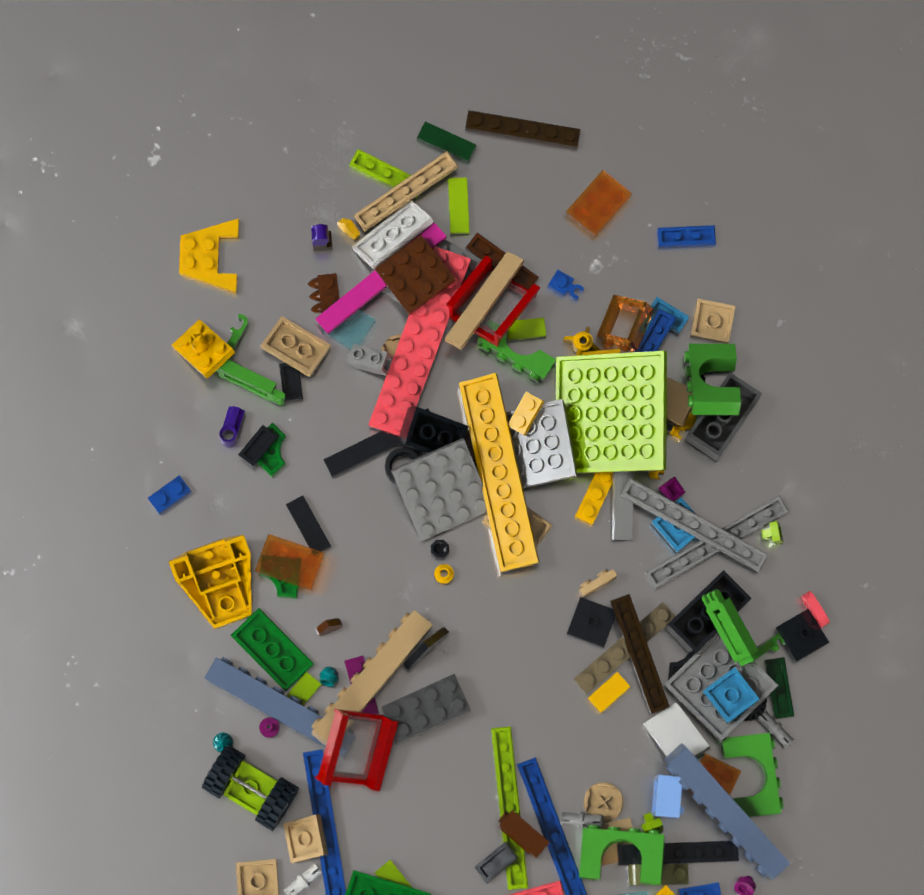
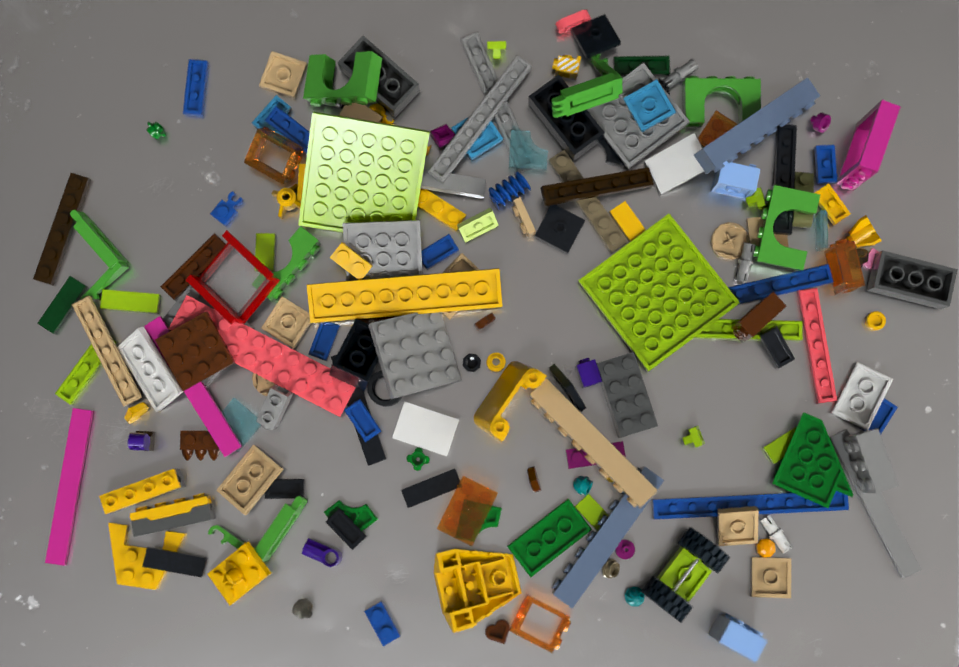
camera: 80 degrees left, 5 degrees up
(173, 610) = (498, 632): none -> reddish brown tile
(175, 415) = (302, 608): none -> clear smoke tile
(191, 629) = (521, 614): none -> clear orange window
(193, 845) = (738, 636): none -> light blue brick
(207, 286) = (174, 562): none -> black tile
(248, 714) = (610, 568): none -> dark tan plate
(252, 278) = (172, 516): none -> piece
(269, 176) = (69, 487): none -> dark pink tile
(272, 245) = (142, 491): none -> yellow piece
(287, 872) = (765, 547): none -> light orange tile
(336, 503) = (418, 464): none -> green plate
(357, 749) = (661, 465): piece -> none
(367, 448) = (362, 420): none -> blue tile
(367, 512) = (425, 428): none -> white tile
(392, 786) = (695, 436): none -> lime tile
(431, 593) = (489, 412): none -> yellow windscreen
(444, 400) = (324, 340): none -> blue tile
(444, 667) = (588, 372): none -> dark purple brick
(456, 363) = (287, 322): none -> tan plate
(483, 556) = (484, 321): none -> reddish brown tile
(484, 300) = (231, 287): tan tile -> none
(507, 172) = (104, 248): none -> bright green hinge
(538, 732) = (658, 292): none -> lime plate
(550, 501) = (438, 251): none -> blue tile
(583, 537) = (477, 225): none -> yellowish green plate
(598, 203) = (149, 165): clear orange plate -> none
(623, 563) = (508, 189): none -> blue piece
(635, 204) = (155, 130): none -> green plate
(665, 575) = (525, 153): none -> clear light blue tile
(765, 608) = (566, 66): none -> yellow brick

